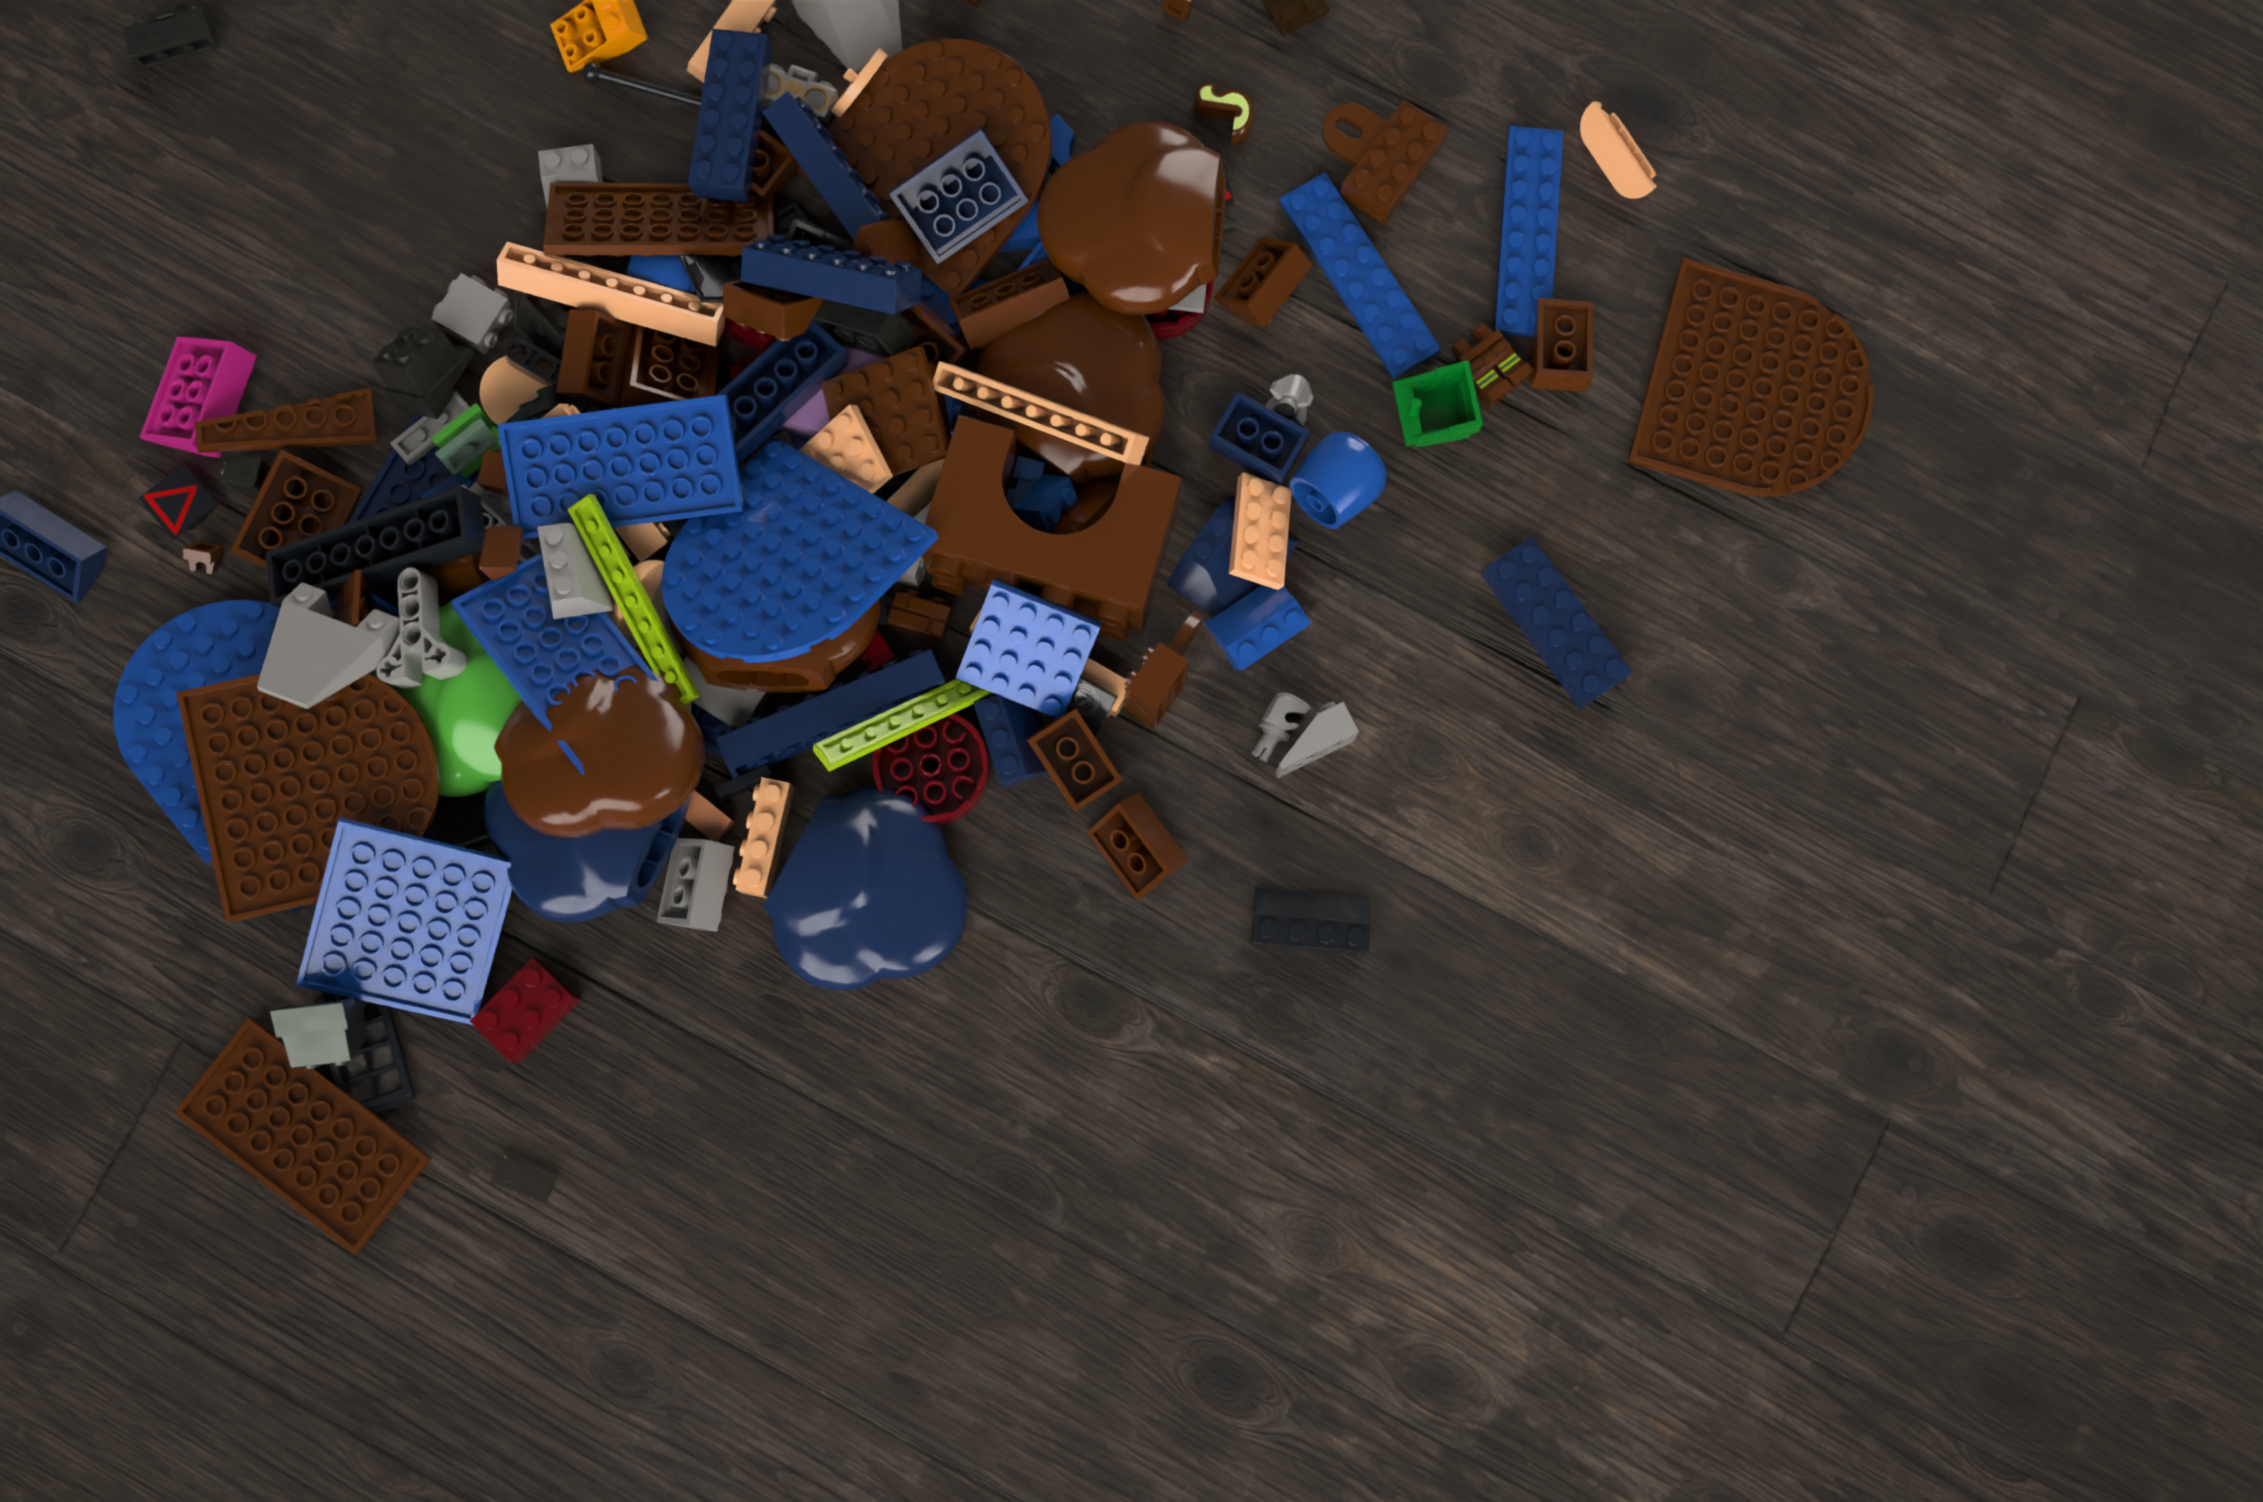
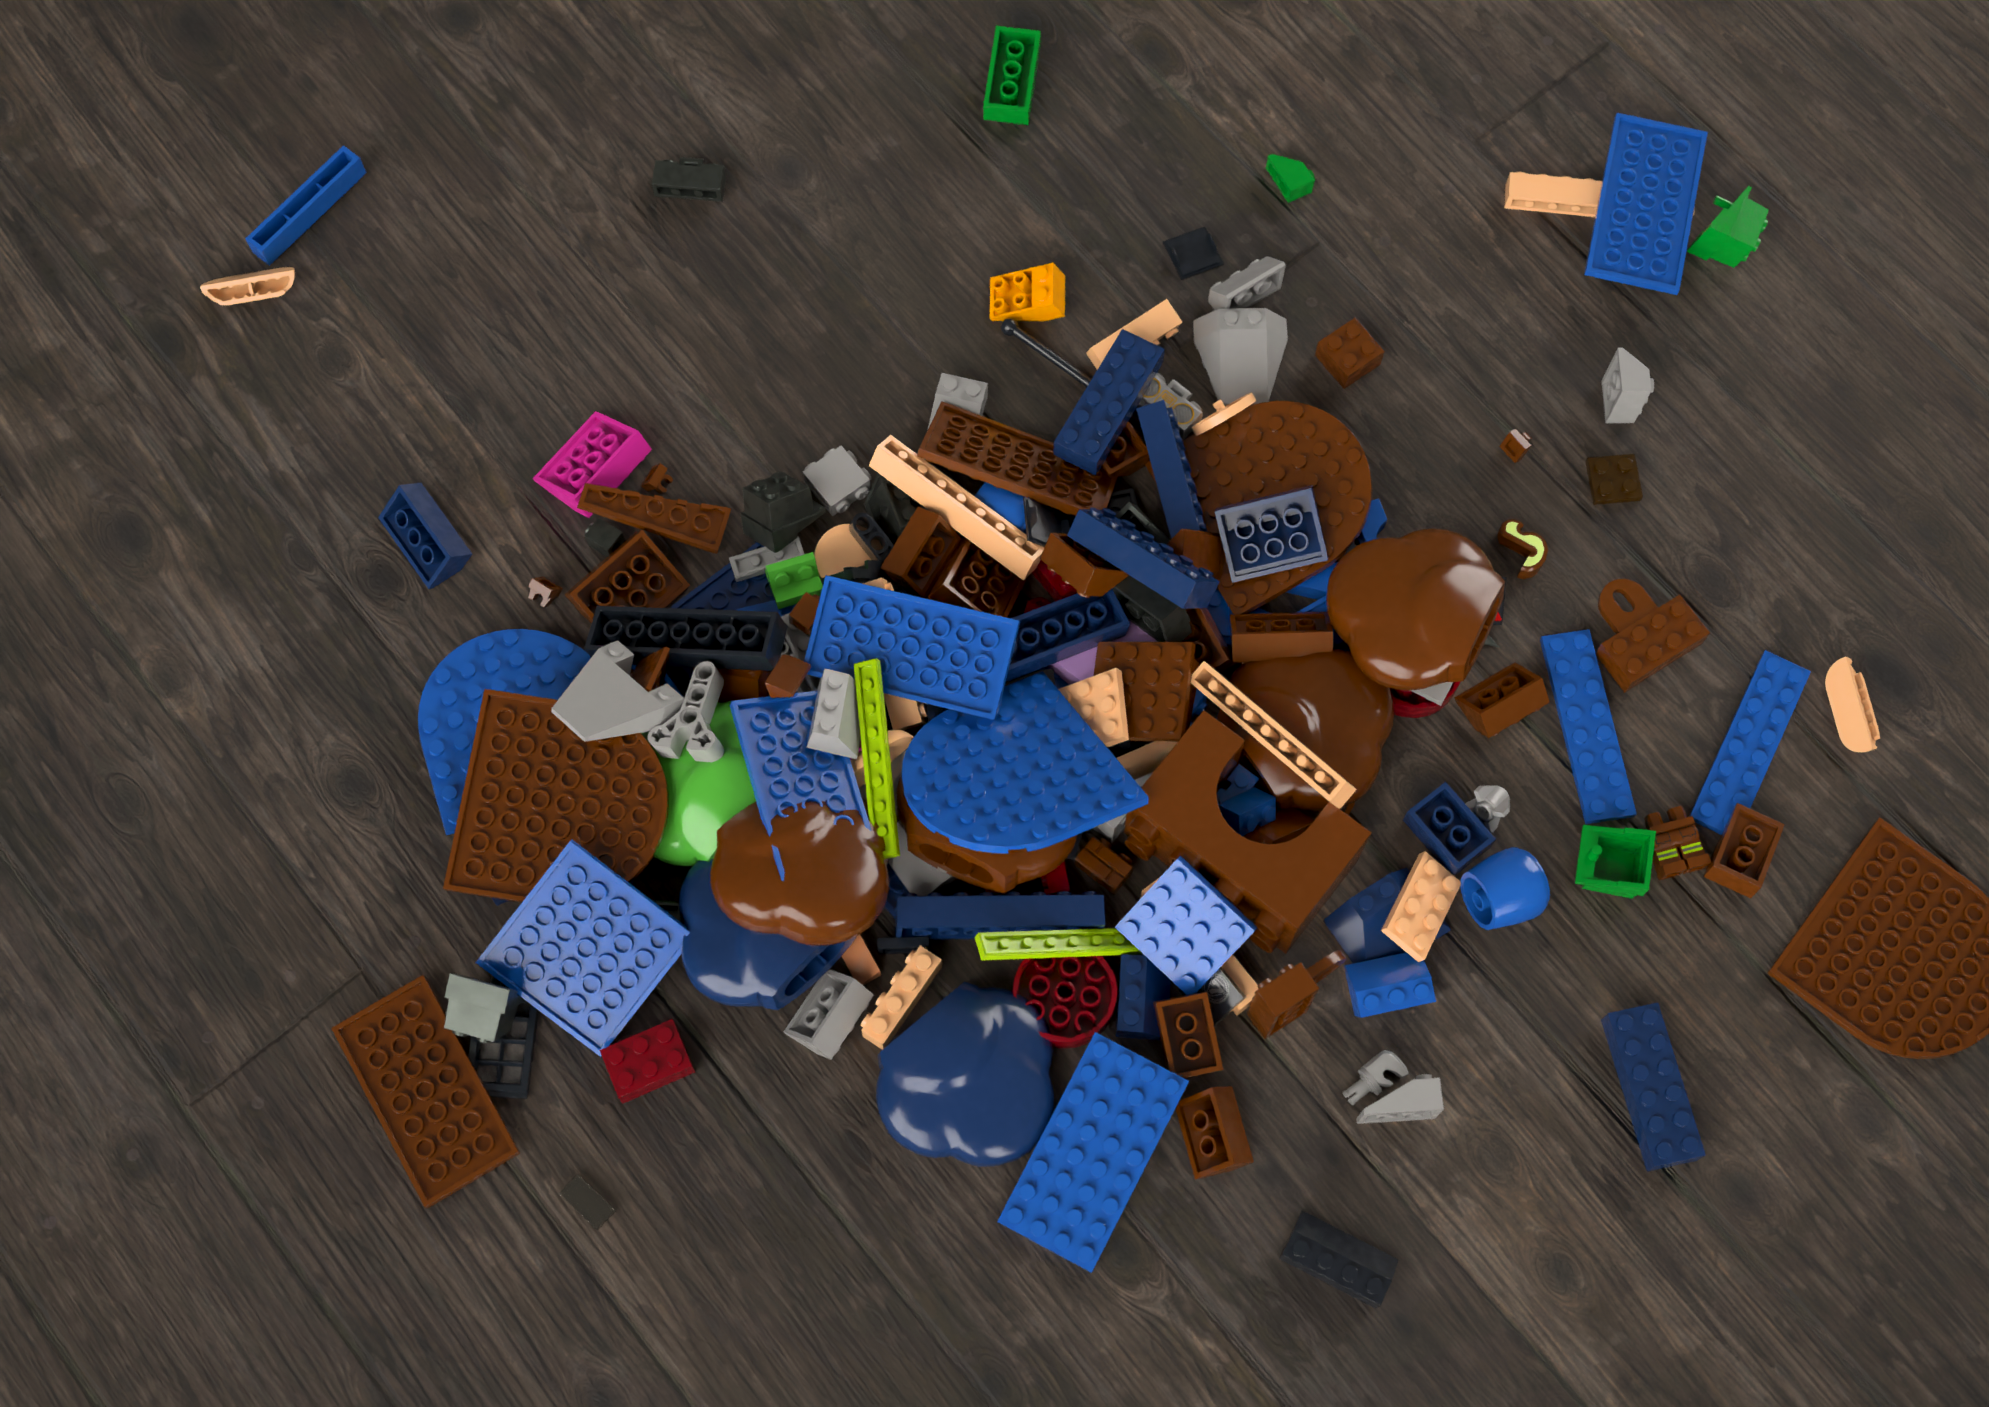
camera: 25 degrees right, 10 degrees down
(178, 502) = (542, 540): black piece -> none
(273, 386) = (654, 479): none -> reddish brown tile
(466, 446) = (791, 583): sand green plate -> none
(1023, 916) = (1093, 1152): none -> blue plate

